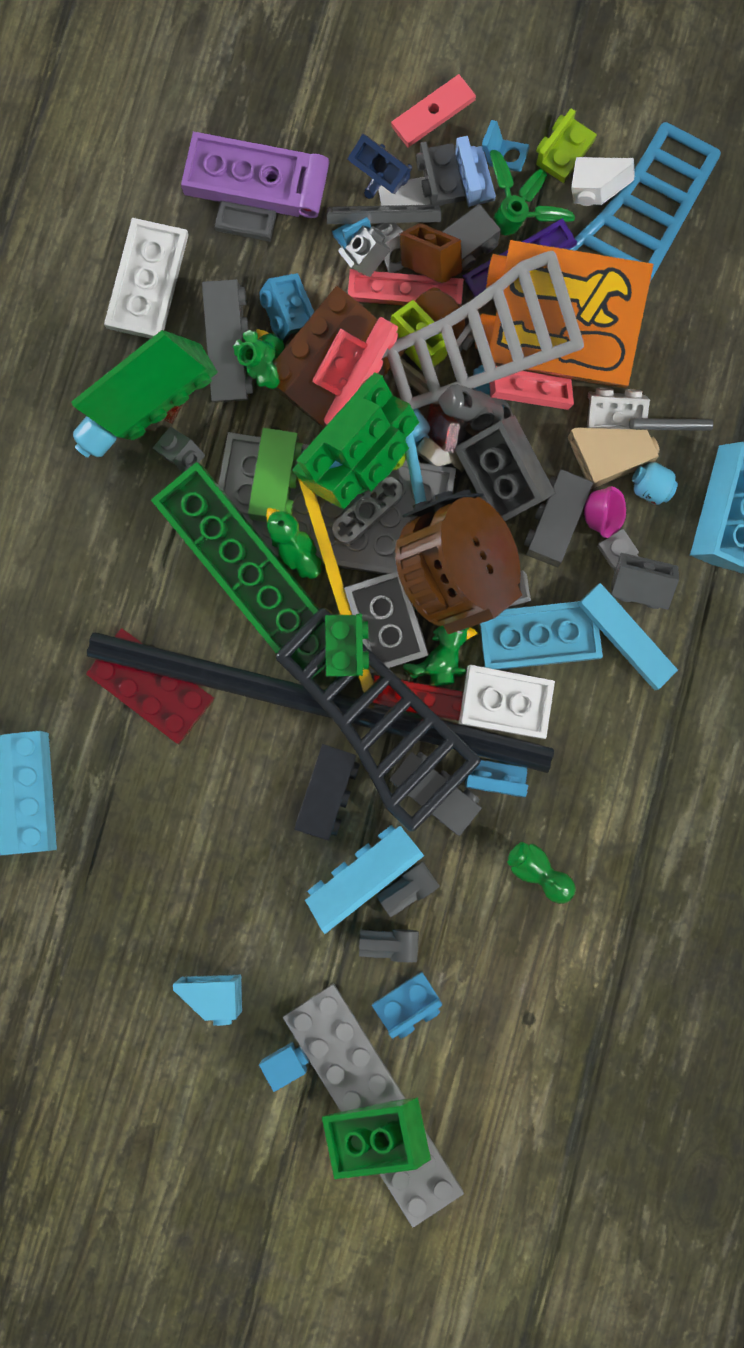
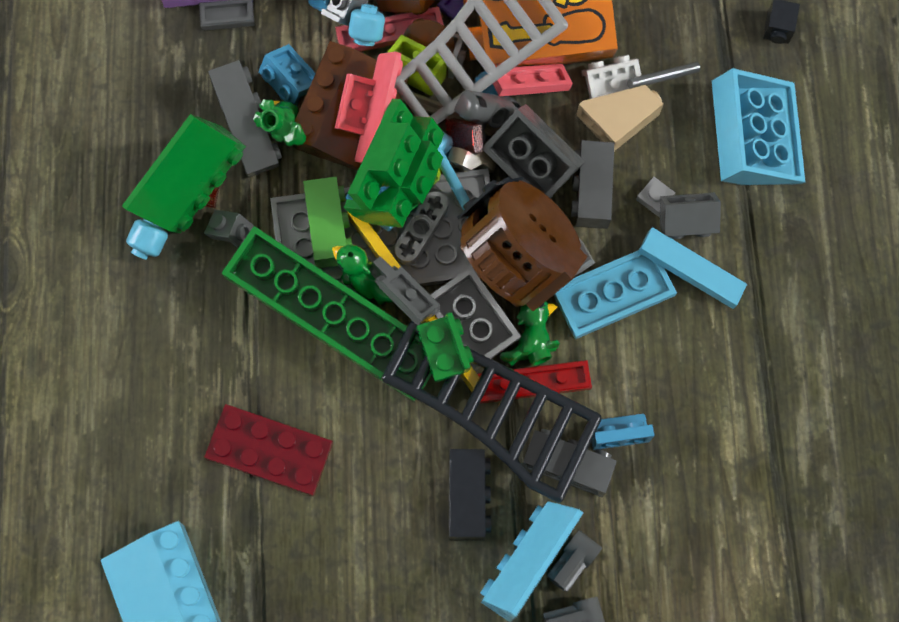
camera: 25 degrees left, 10 degrees down
(146, 278) = (152, 88): white plate -> none
(297, 697) = (415, 413): black axle -> none
(325, 575) = (404, 291): none -> dark grey hinge
(380, 279) = (366, 25): none -> medium azure head
(506, 702) = (605, 359): white plate -> none
(533, 866) = (682, 499): green animal -> none
(605, 511) = (633, 165): dark pink helmet -> none
(654, 483) = (667, 129): medium azure head -> none

